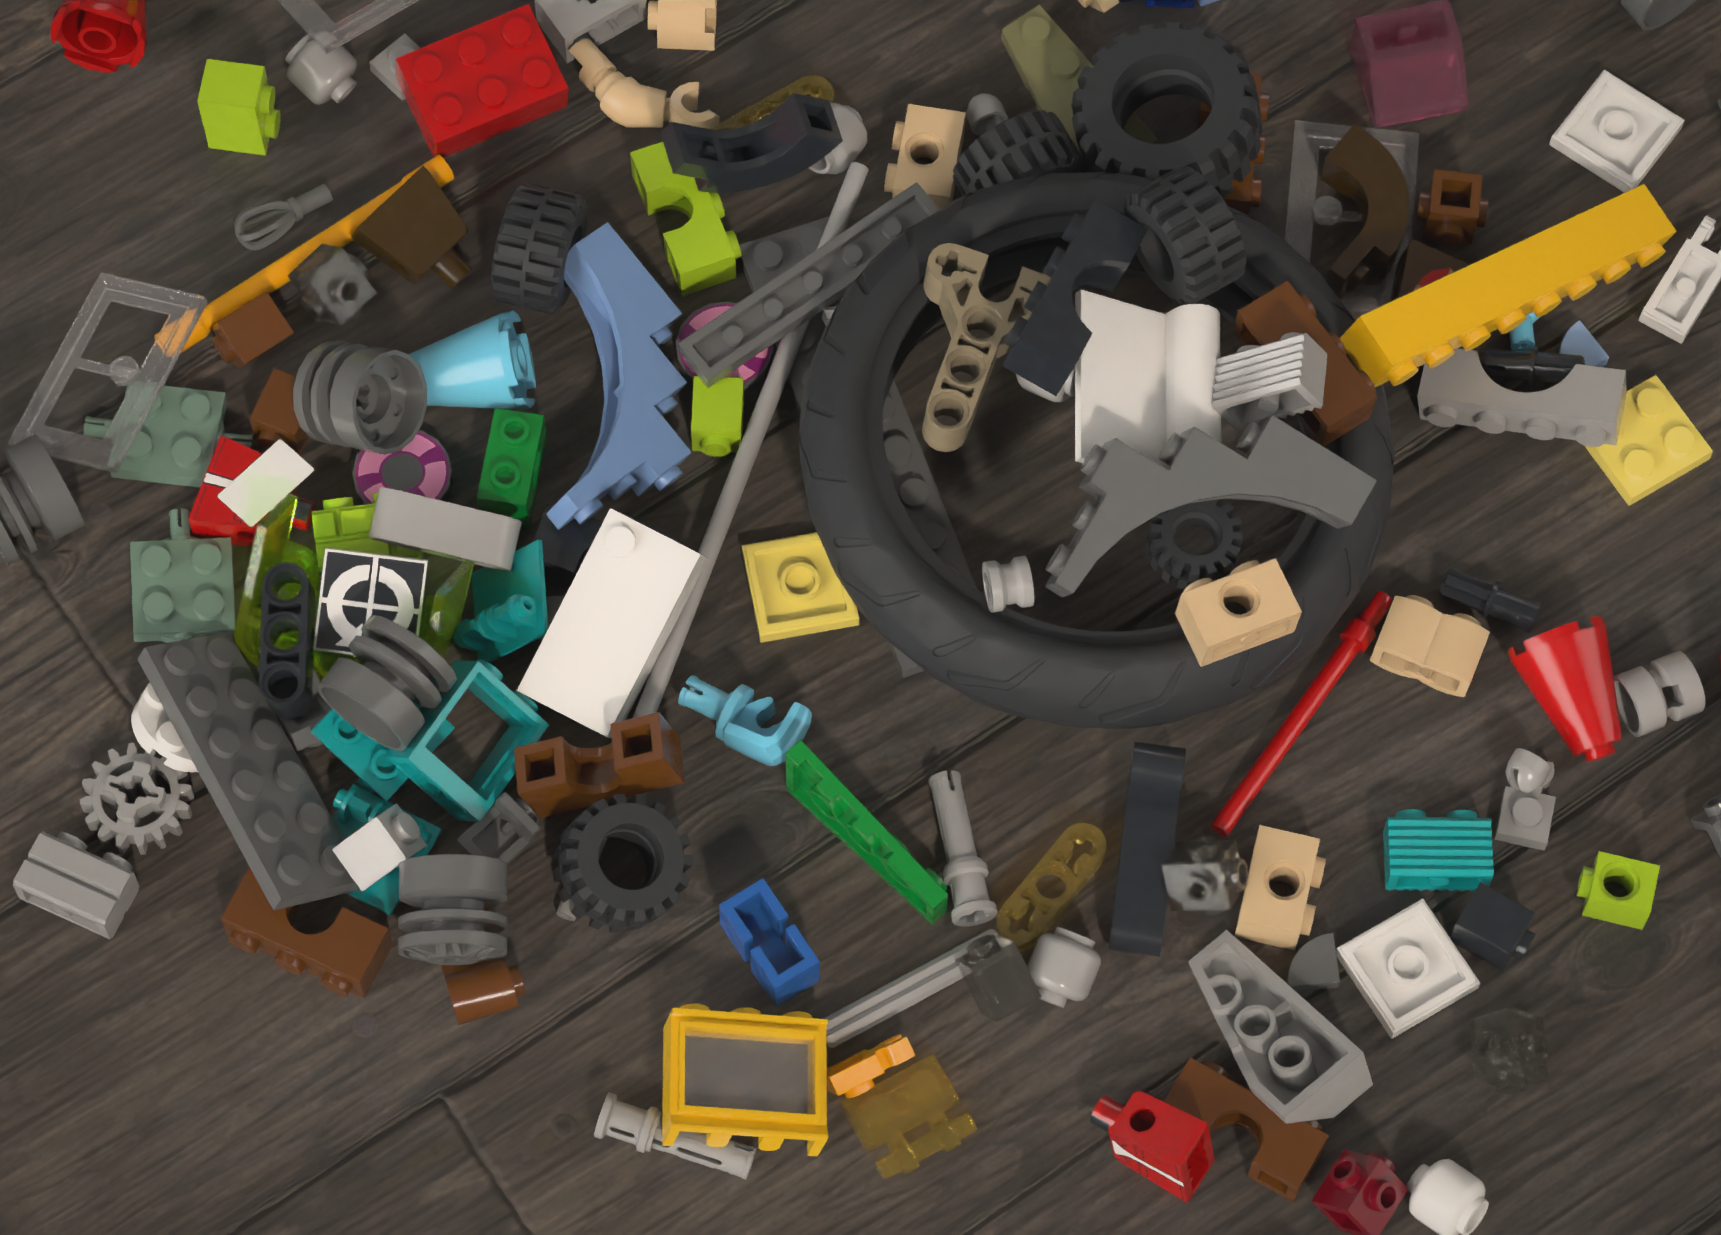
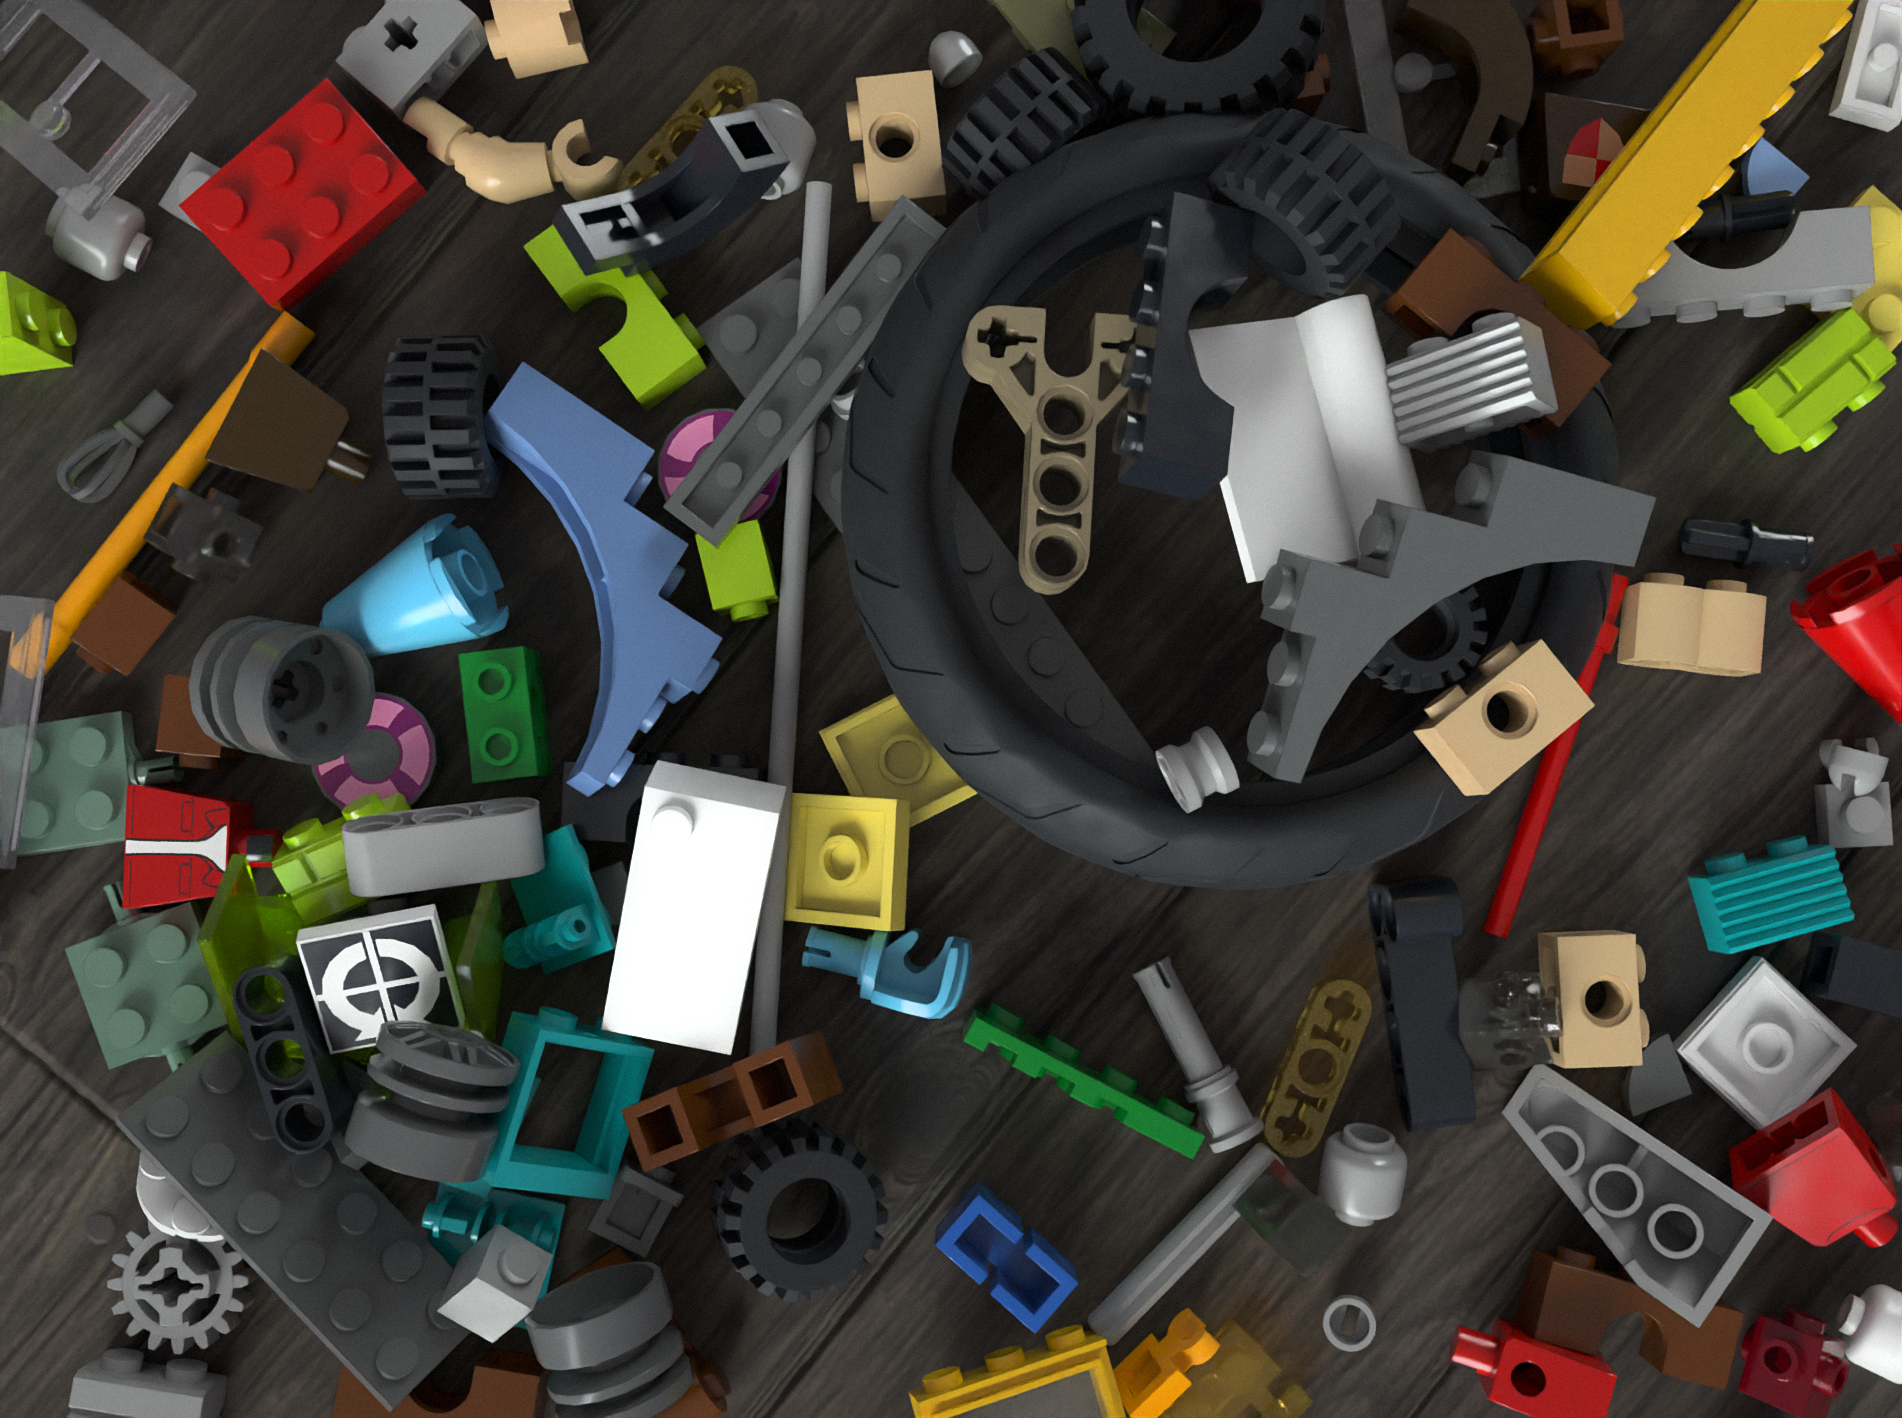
camera: 15 degrees left, 20 degrees up
(265, 483) = (203, 833): white sticker -> none
(736, 633) = (848, 861): none -> light yellow plate
(1015, 1070) = (1364, 1327): none -> light grey hinge
(1420, 1055) = (1818, 1174): none -> red torso
(1571, 497) = (1813, 381): none -> lime brick

